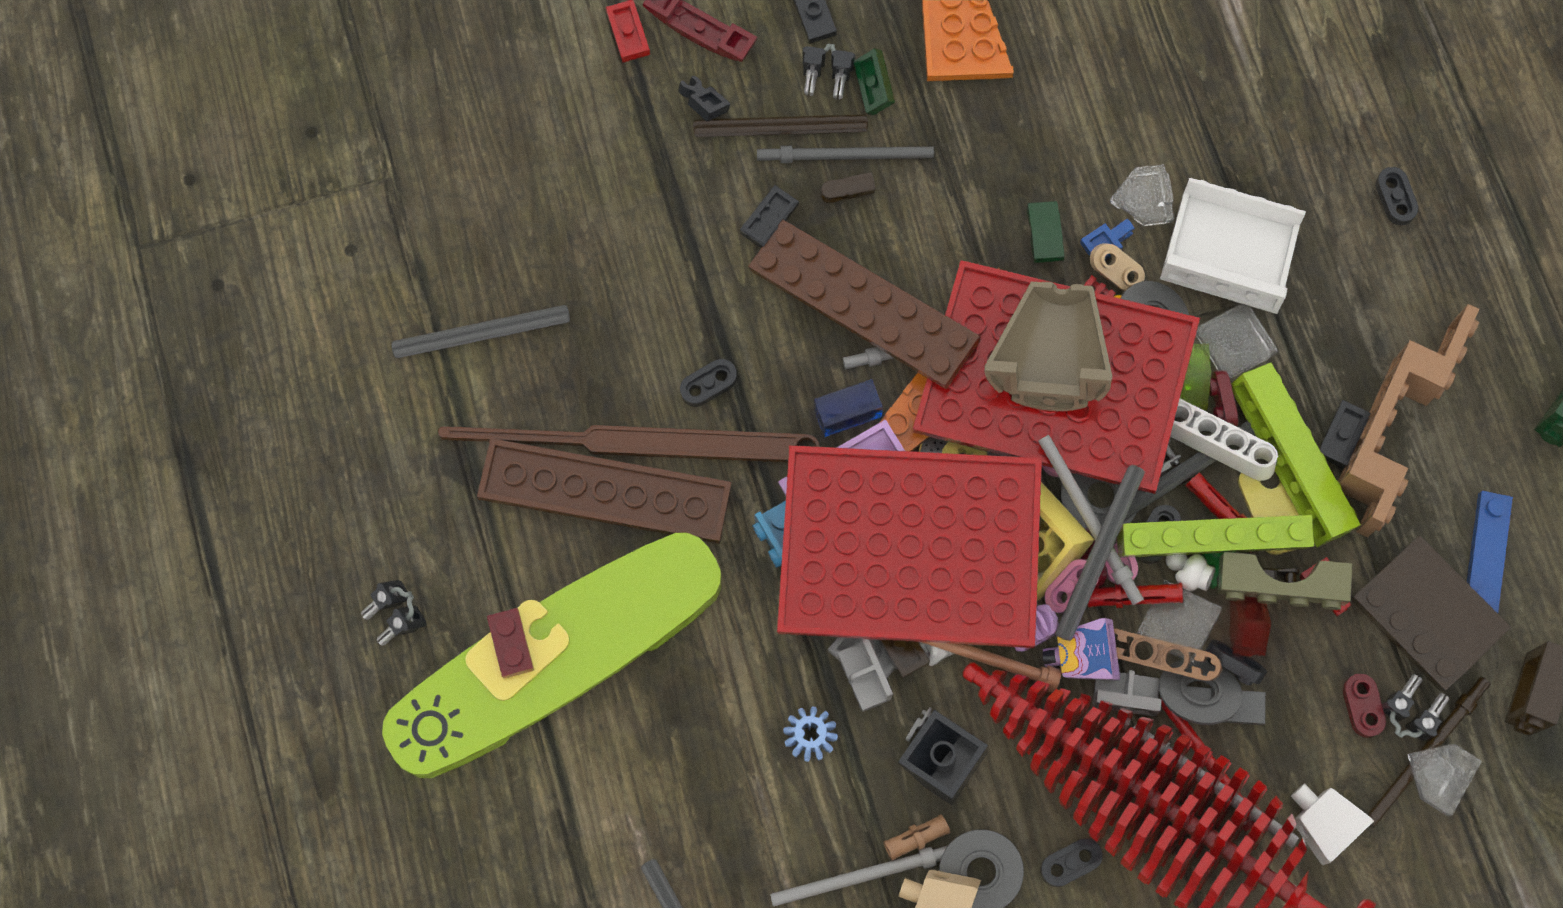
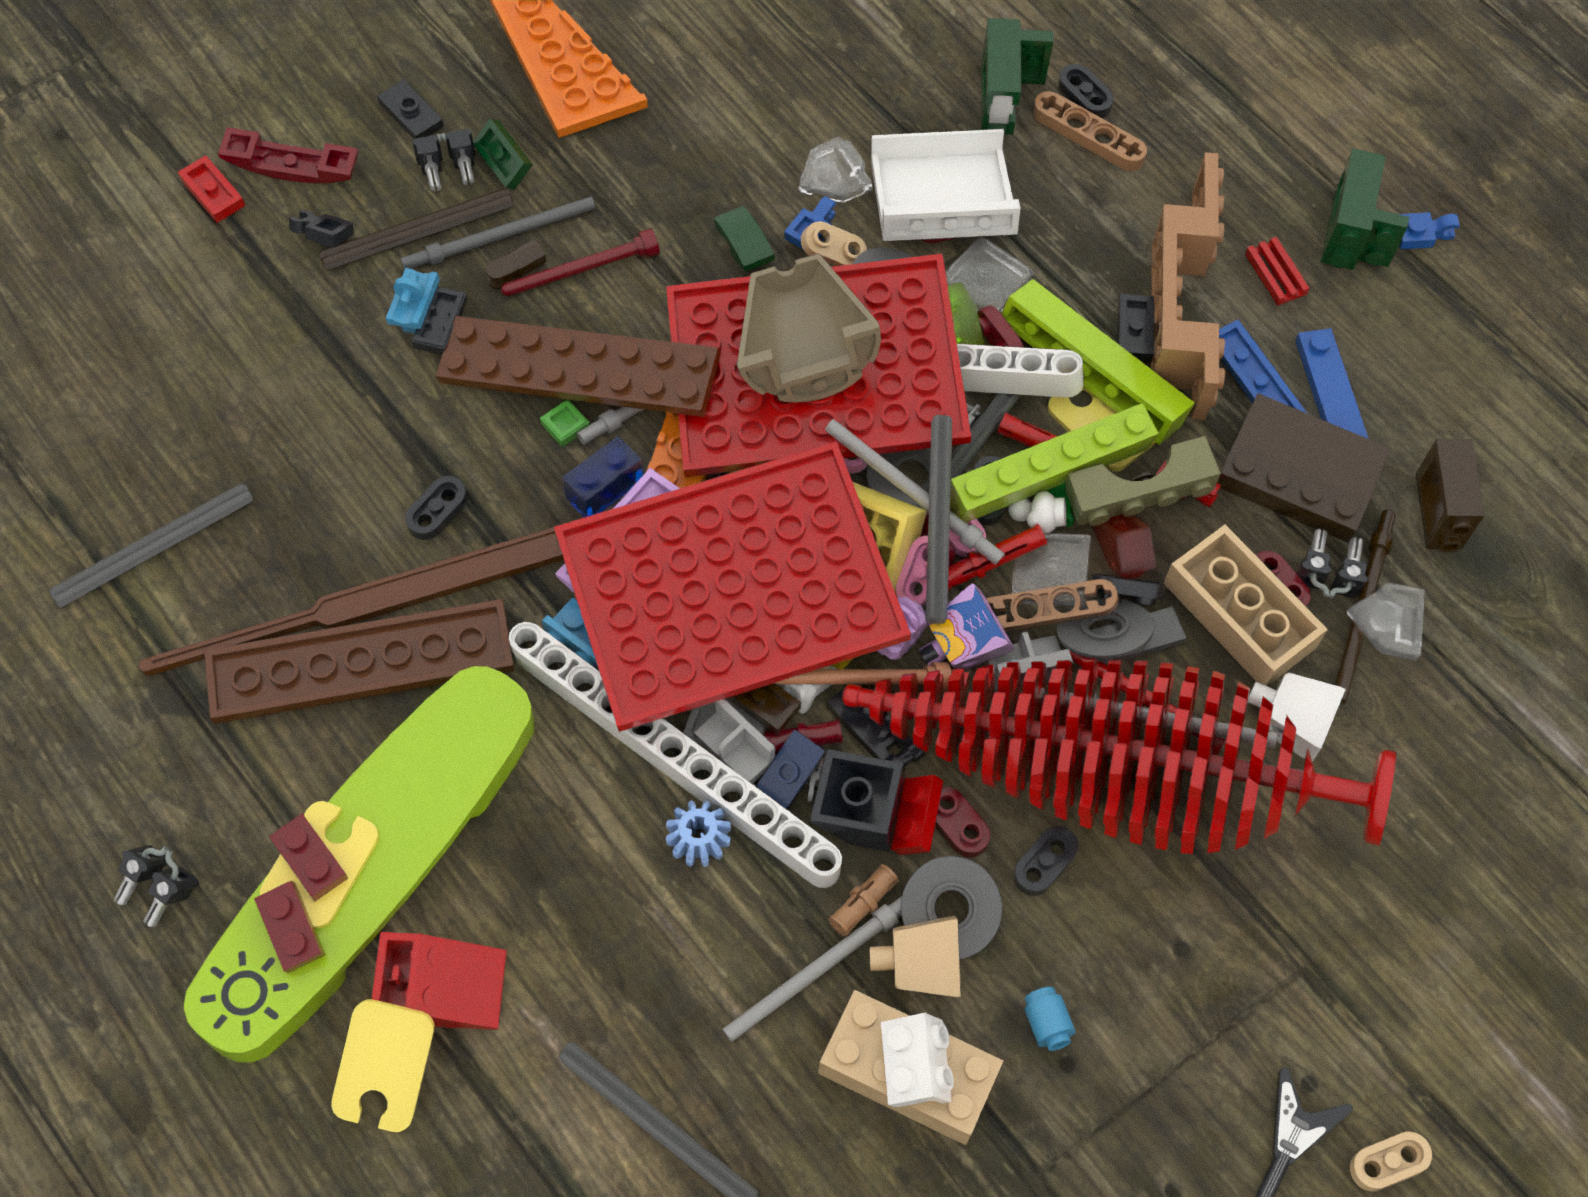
camera: 25 degrees left, 10 degrees down
(478, 692) = (289, 926): none -> dark red plate
(516, 816) = (387, 1054): none -> light yellow piece
(573, 775) = (443, 977): none -> red slope
(753, 192) = (412, 299): none -> dark azure hips
(819, 675) = (679, 768): none -> white beam
(836, 344) = (564, 422): none -> bright green tile
(899, 712) = (791, 769): none -> dark blue plate
(923, 687) = (820, 733): none -> dark red pin
(959, 207) = (644, 245): none -> dark red piece
(977, 711) = (870, 735): none -> black plate
(985, 786) = (917, 815): none -> red plate
(1016, 802) = (958, 819): none -> dark red plate
(1323, 717) = (1244, 606): none -> tan brick
(1335, 145) = (1008, 61): none -> dark green brick
(1389, 231) = (1092, 127): none -> medium nougat beam
(1427, 508) = (1252, 368): none -> blue plate
(1502, 425) = (1282, 269): none -> red tile

